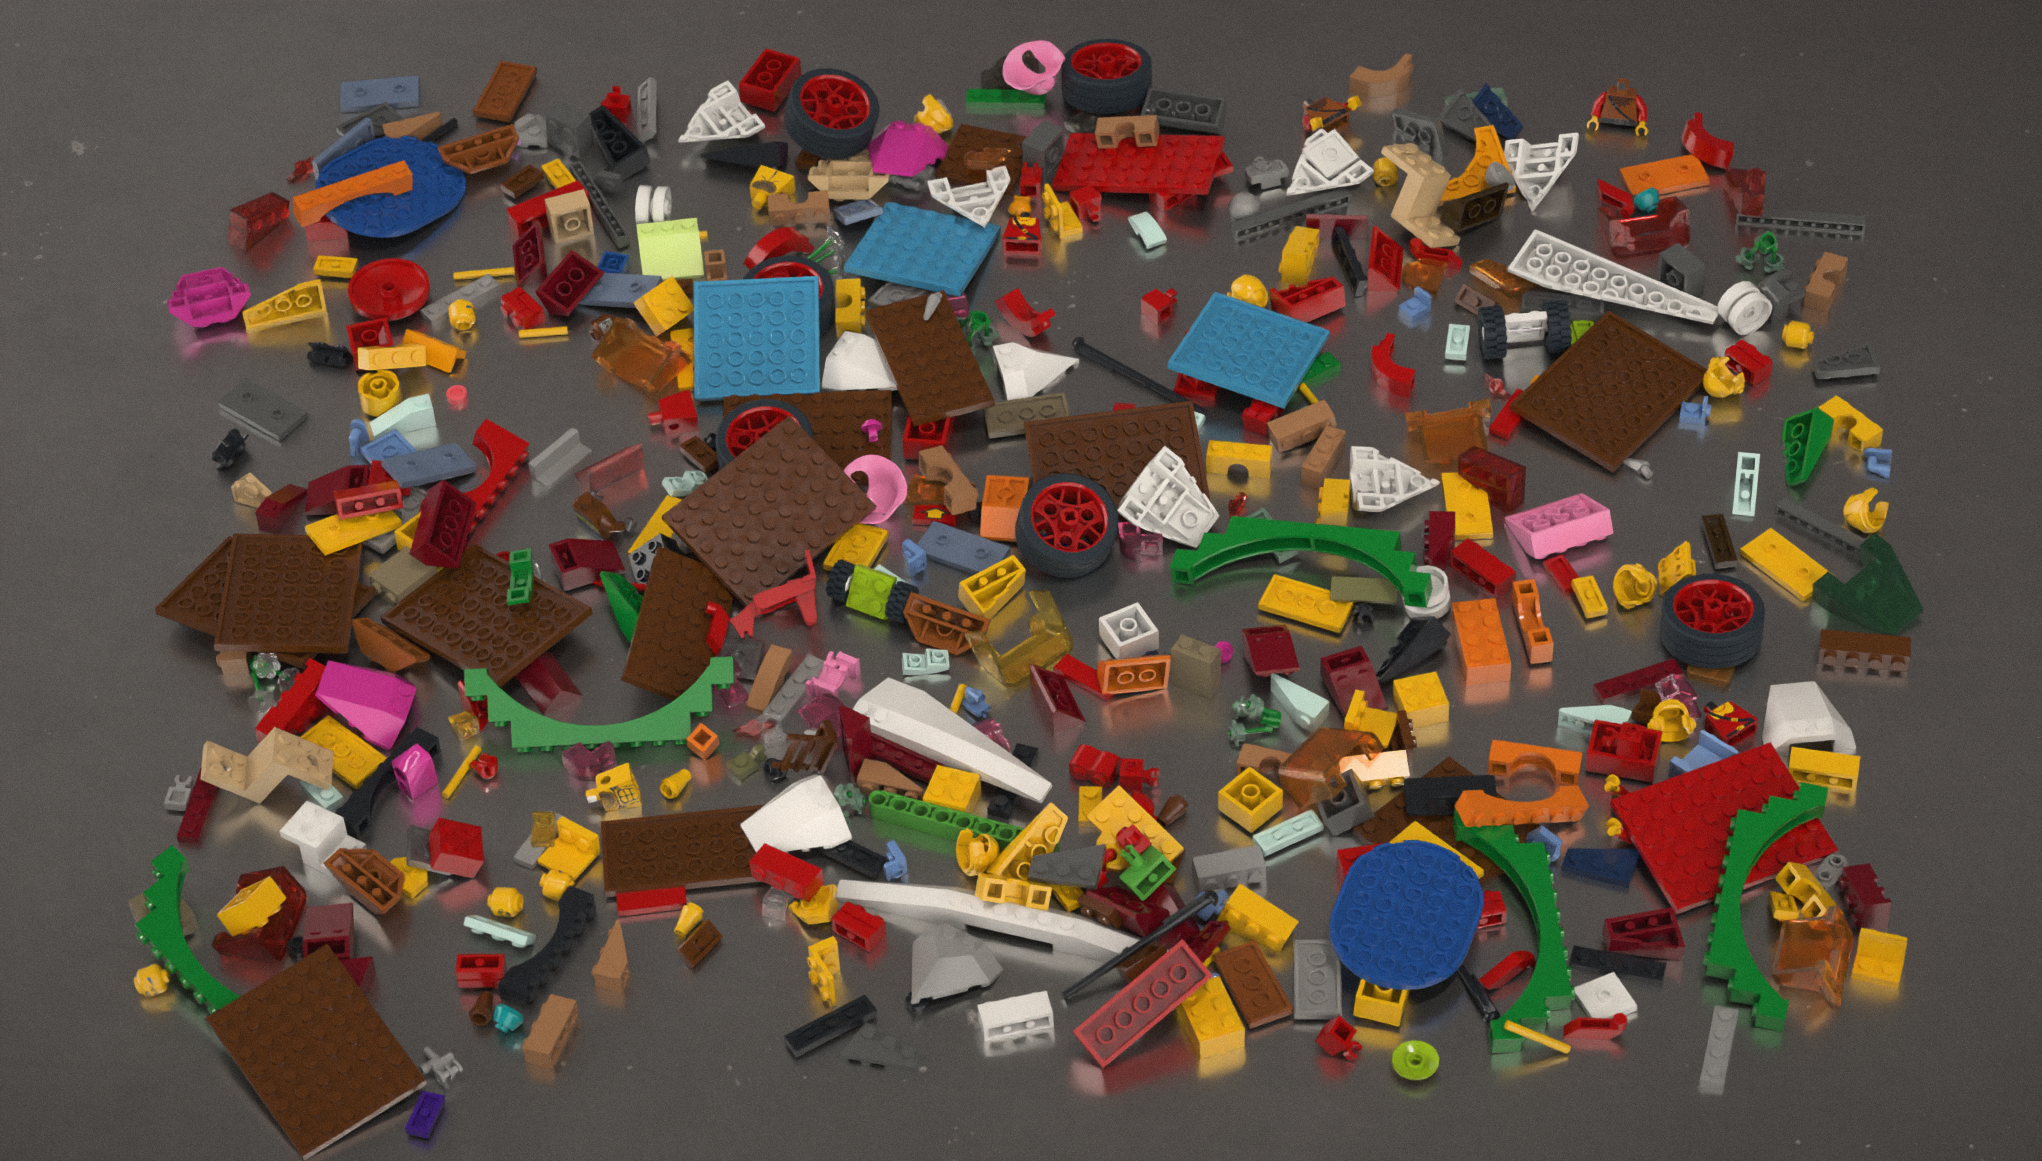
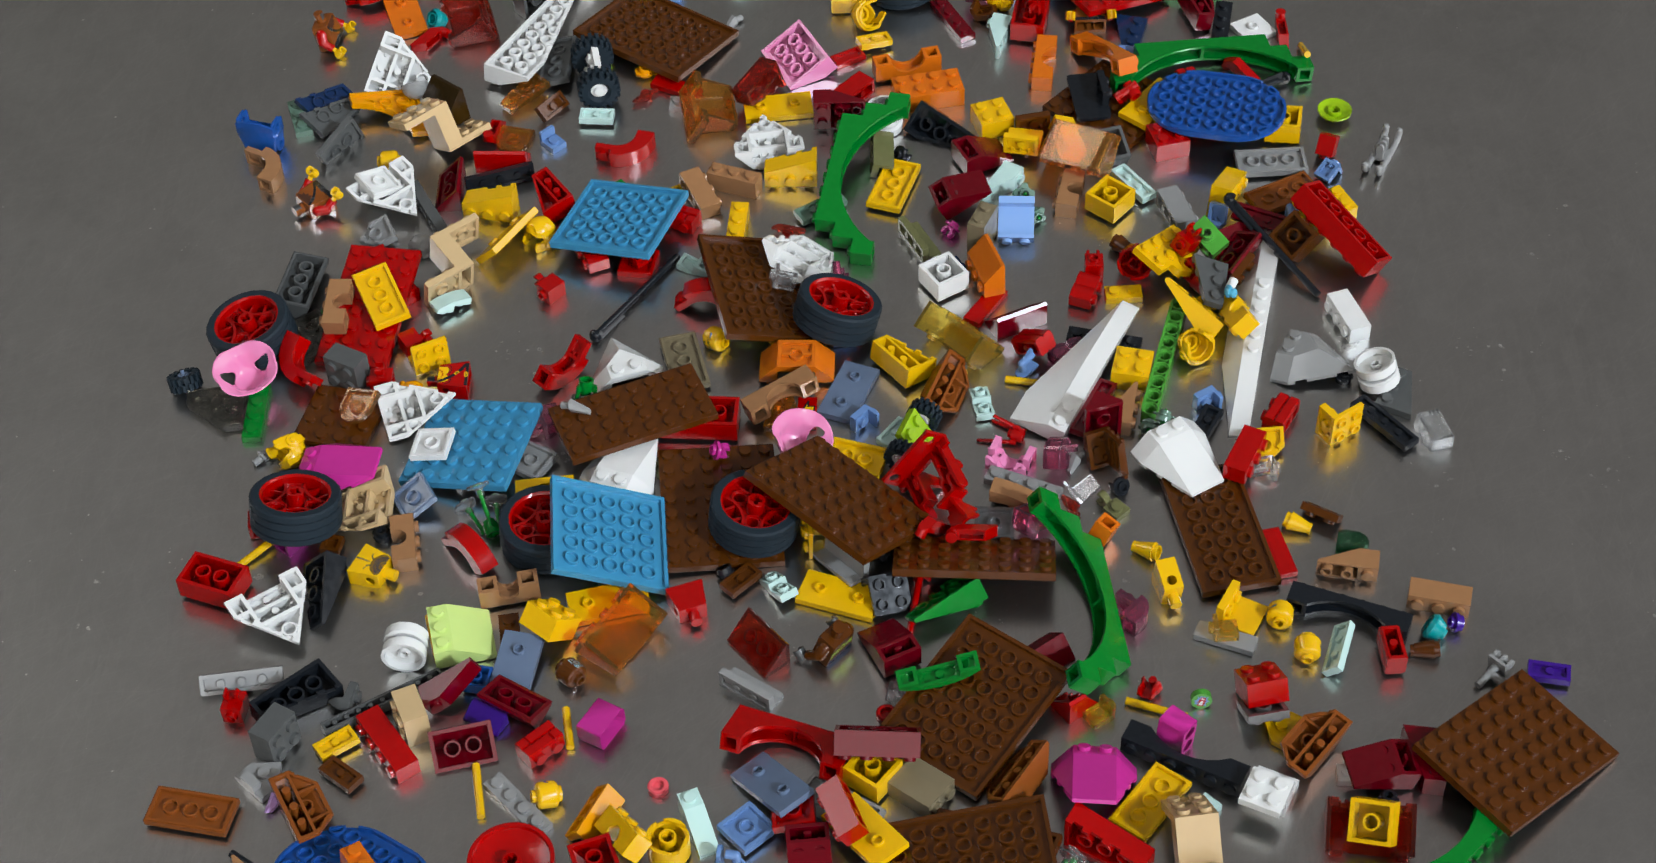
camera: 95 degrees left, 0 degrees up
(461, 805) = (1201, 698): none -> bright green tile
(512, 1041) = (1455, 622): none -> dark purple plate
(536, 350) = (600, 723): none -> dark pink piece
(596, 238) = (446, 687): none -> dark red slope
(645, 959) = (1350, 540): none -> clear green rock
(733, 596) = (931, 525): none -> red piece
(807, 1070) = (1434, 430): none -> clear brick
(869, 681) = (1015, 432): none -> red plant
(903, 1018) = (1377, 370): none -> white wheel
(918, 214) = (432, 444): none -> white plate
(1002, 703) = (1038, 339): none -> red brick
(1041, 877) = (1230, 290): none -> medium azure arm
(1050, 34) = (184, 380): none -> black wheel
(1060, 111) = (292, 360): none -> red arch
(1124, 472) = (782, 279): none -> clear bracket
(1137, 162) = (381, 296): none -> yellow plate
(1197, 217) = (451, 259): none -> tan bracket
(1208, 619) = (917, 239): none -> olive panel
(1218, 707) = (1016, 219): none -> light blue panel
(1228, 257) = (498, 243): none -> yellow plate
(1295, 1037) = (1328, 170): none -> medium blue bracket
(1324, 1102) = (1381, 152): none -> light grey piece
(1430, 71) = (260, 134): none -> blue piece
(1442, 827) = (1130, 90): none -> red plate

